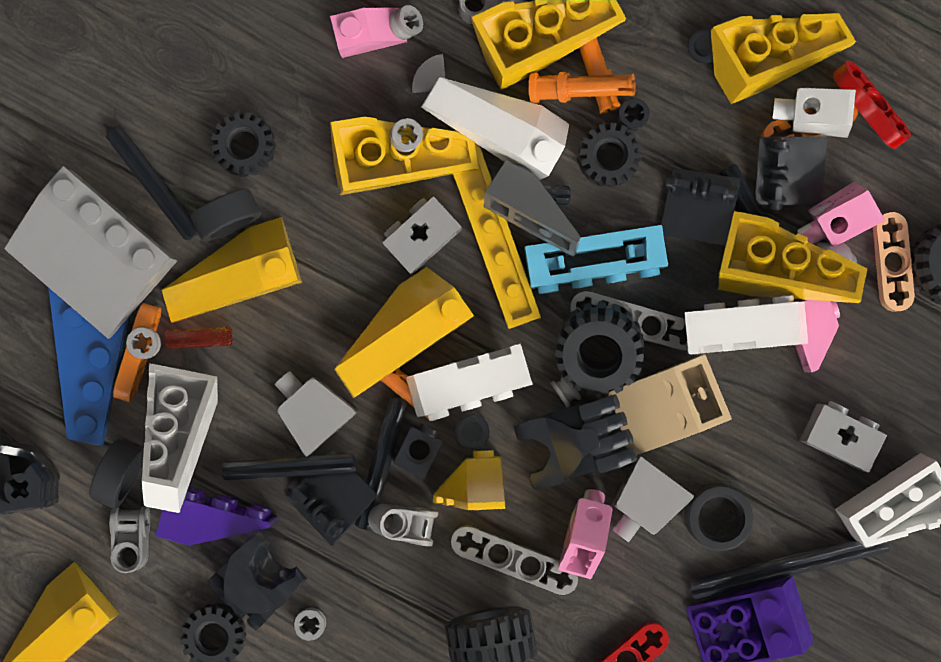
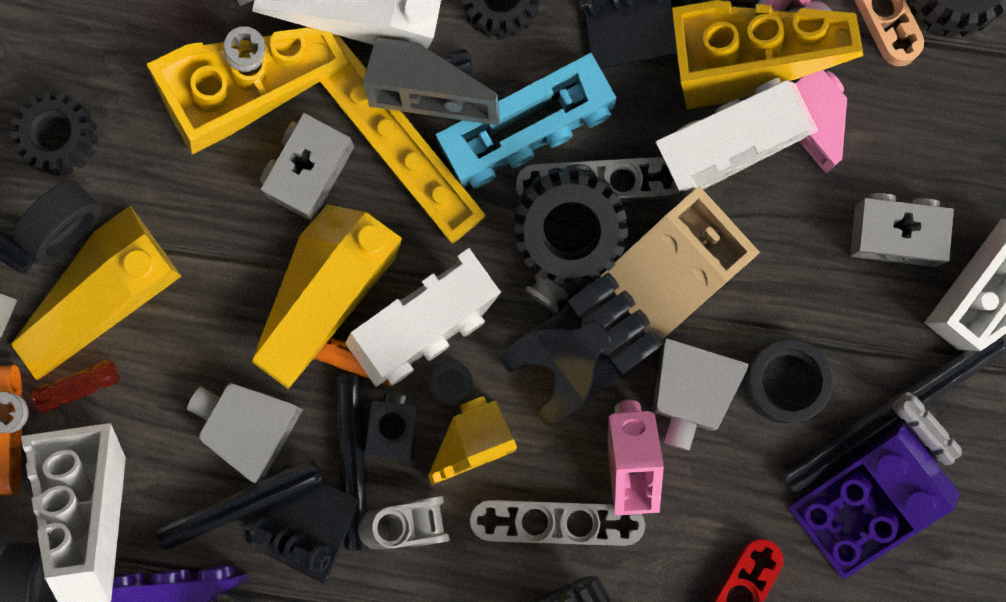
camera: 20 degrees left, 5 degrees down
(807, 587) = (927, 428): none -> light grey axle

